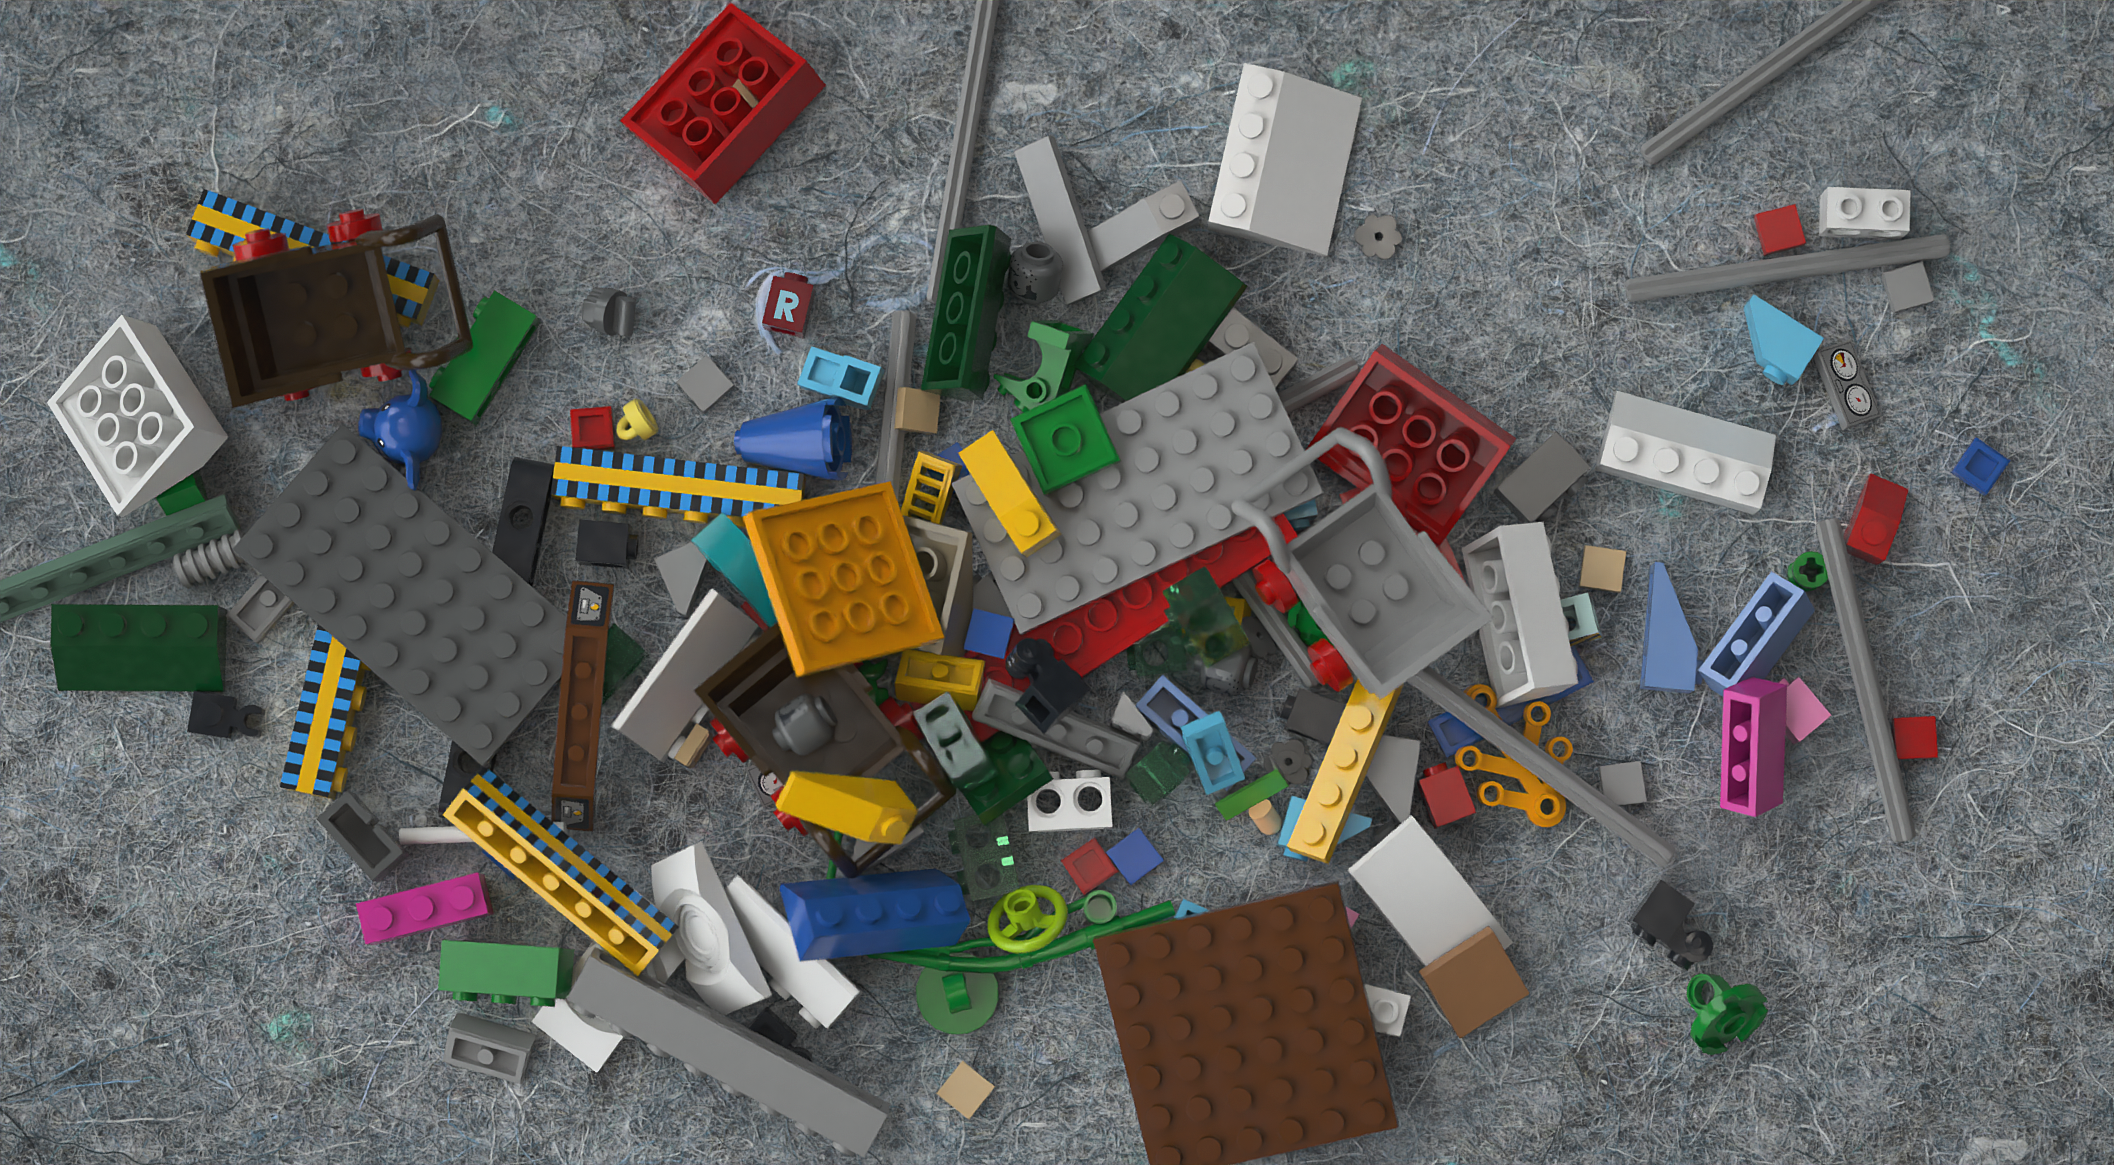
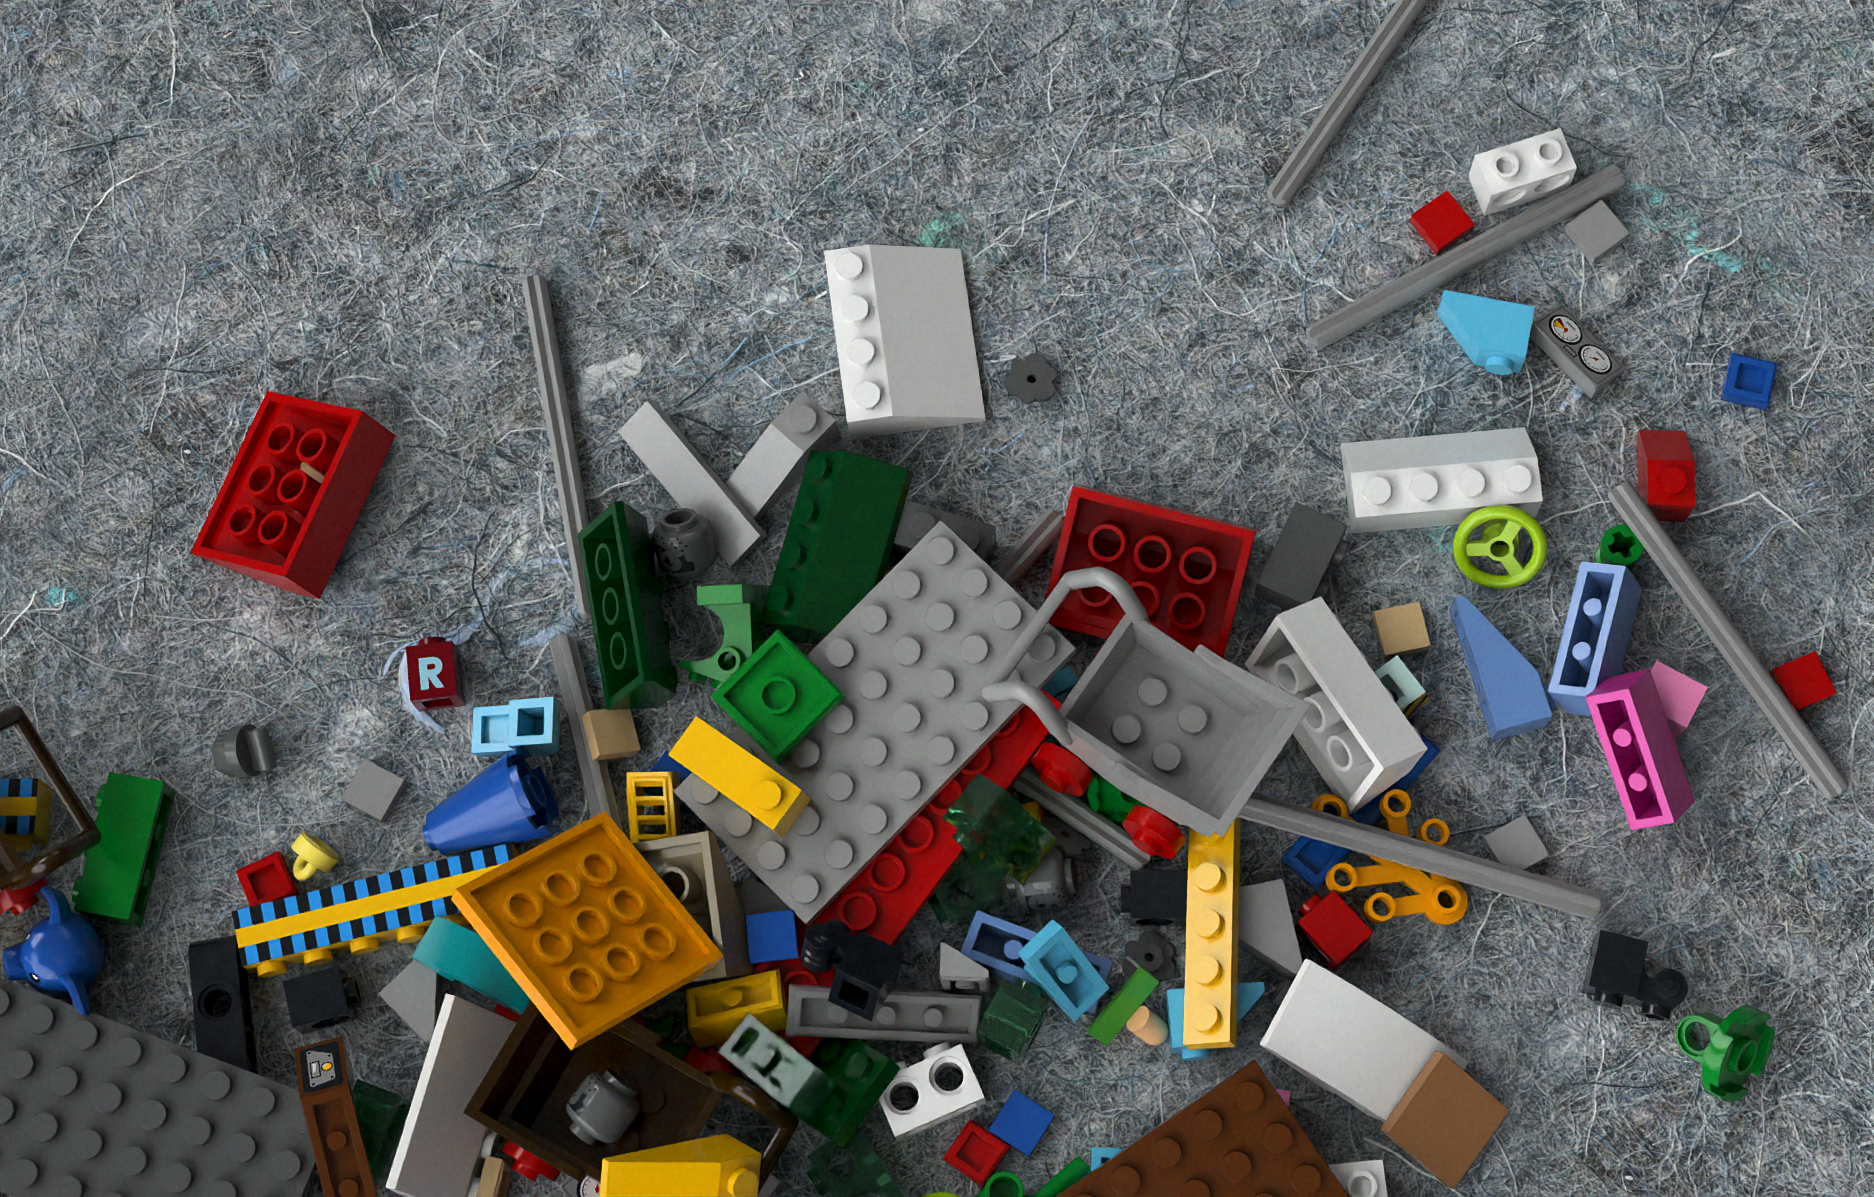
camera: 15 degrees left, 10 degrees down
(1711, 528) = (1501, 525): none -> lime piece

